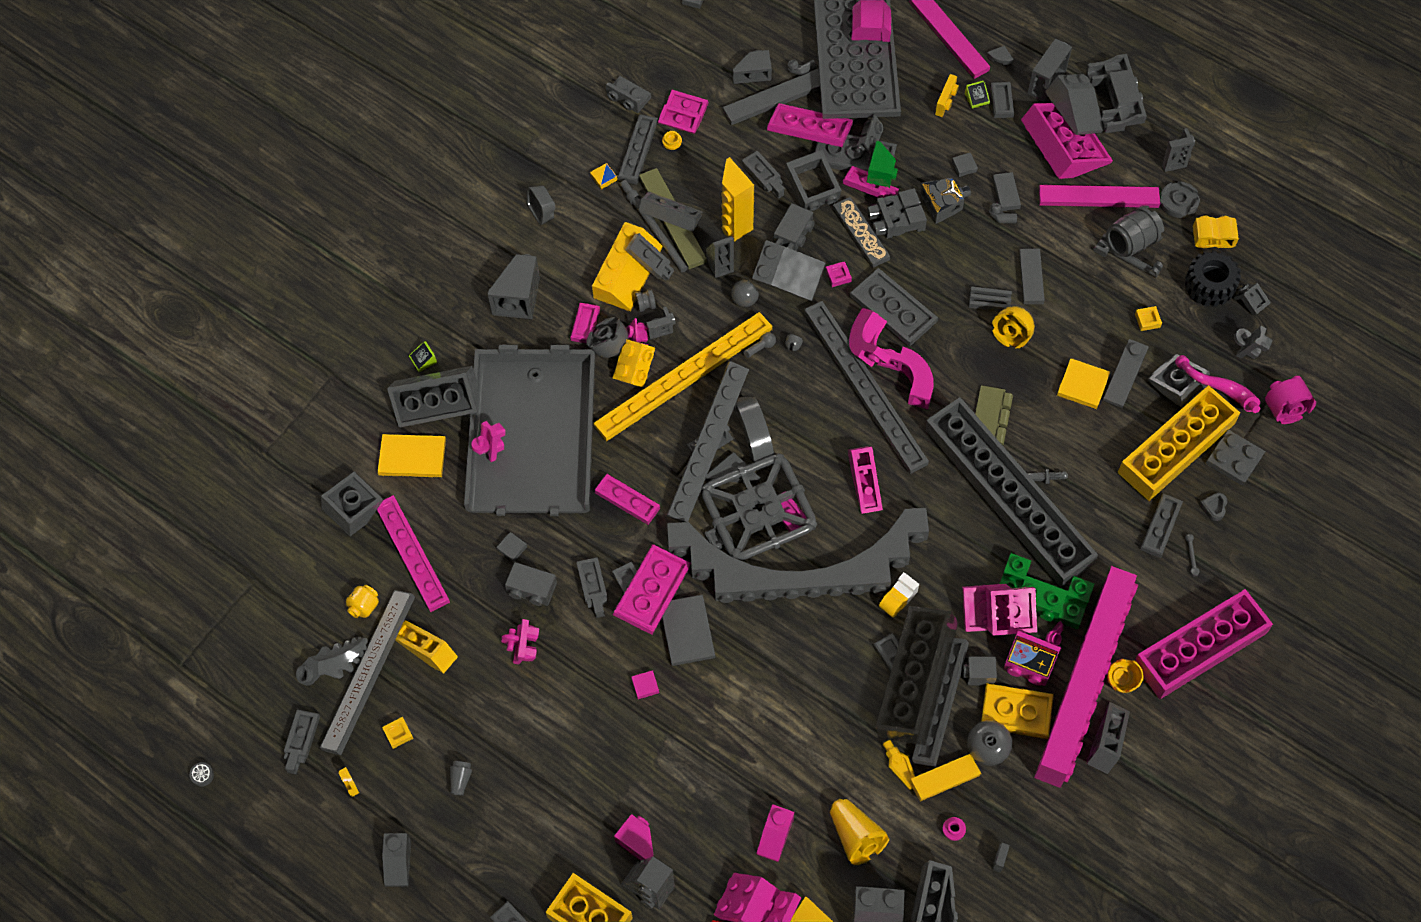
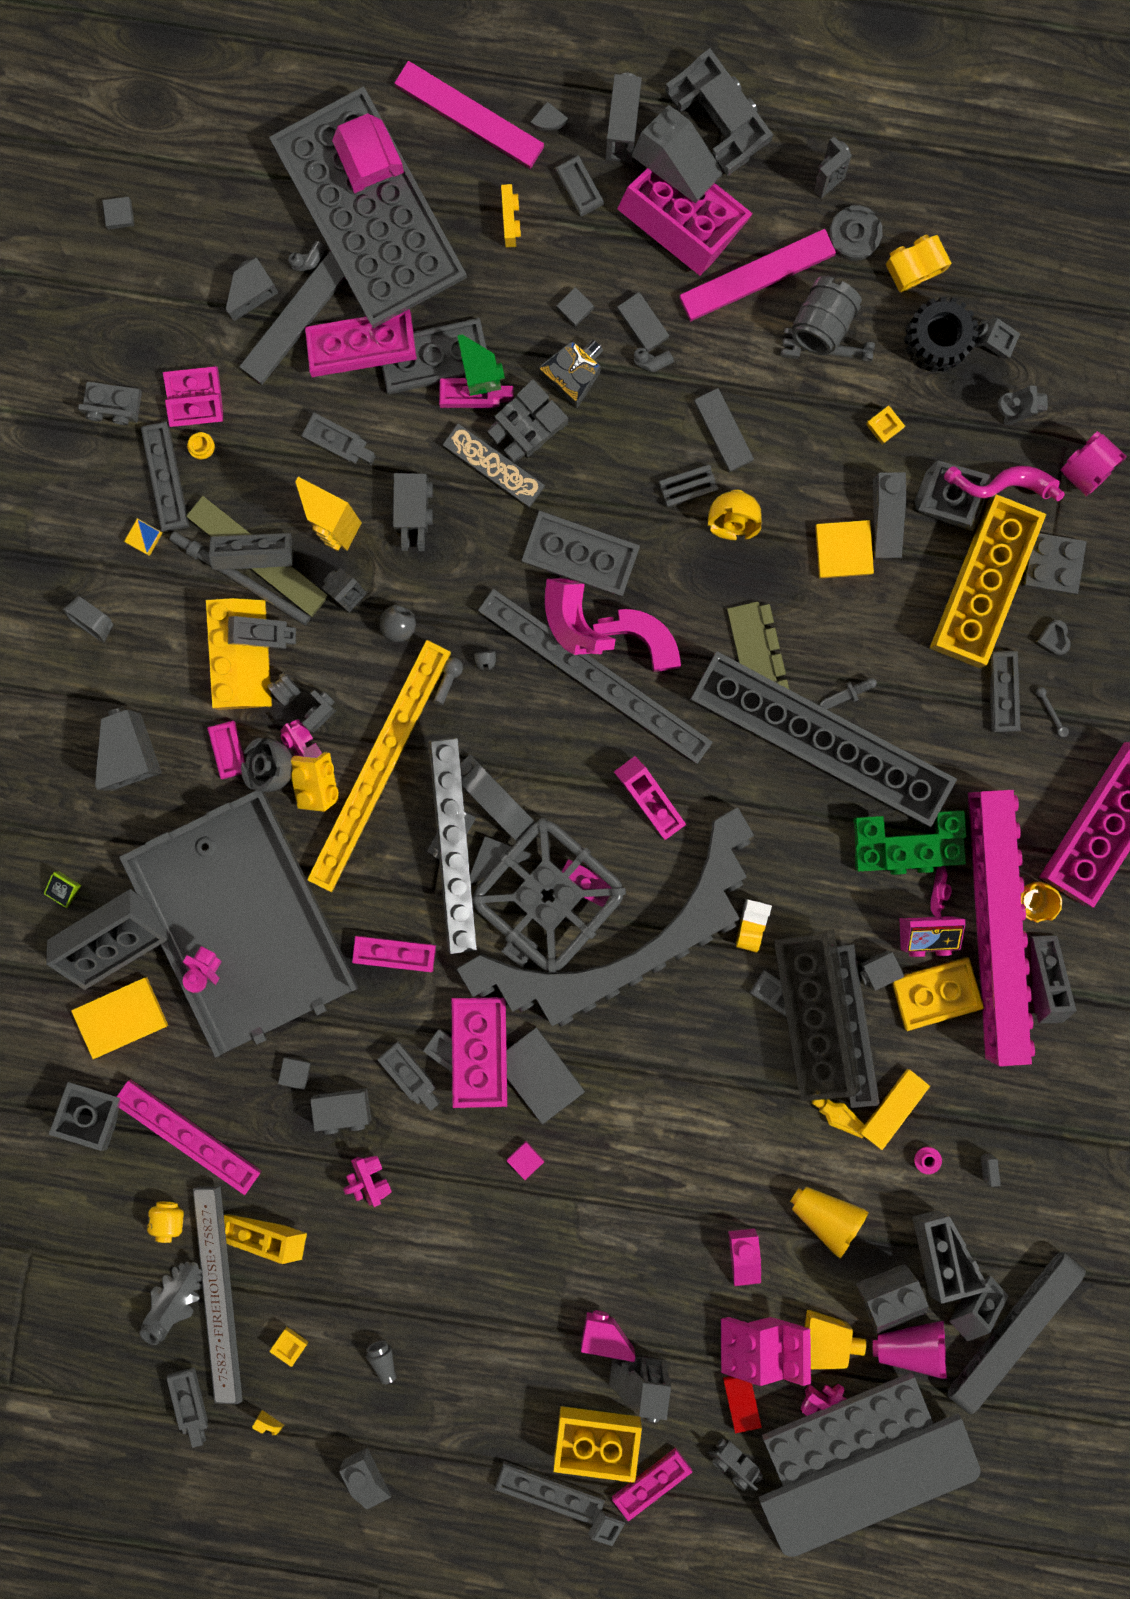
camera: 20 degrees left, 25 degrees up
(201, 774) = (105, 1491): dark grey tile -> none
(788, 270) = (434, 569): dark grey slope -> none
(807, 163) = (380, 410): dark grey window -> none
(838, 274) = (494, 540): dark pink plate -> none
(870, 134) = (442, 314): dark grey hinge -> none
(977, 94) = (546, 194): slope -> none
(980, 749) = (925, 1049): dark grey cylinder -> none
(999, 609) = (874, 896): dark pink bracket -> none

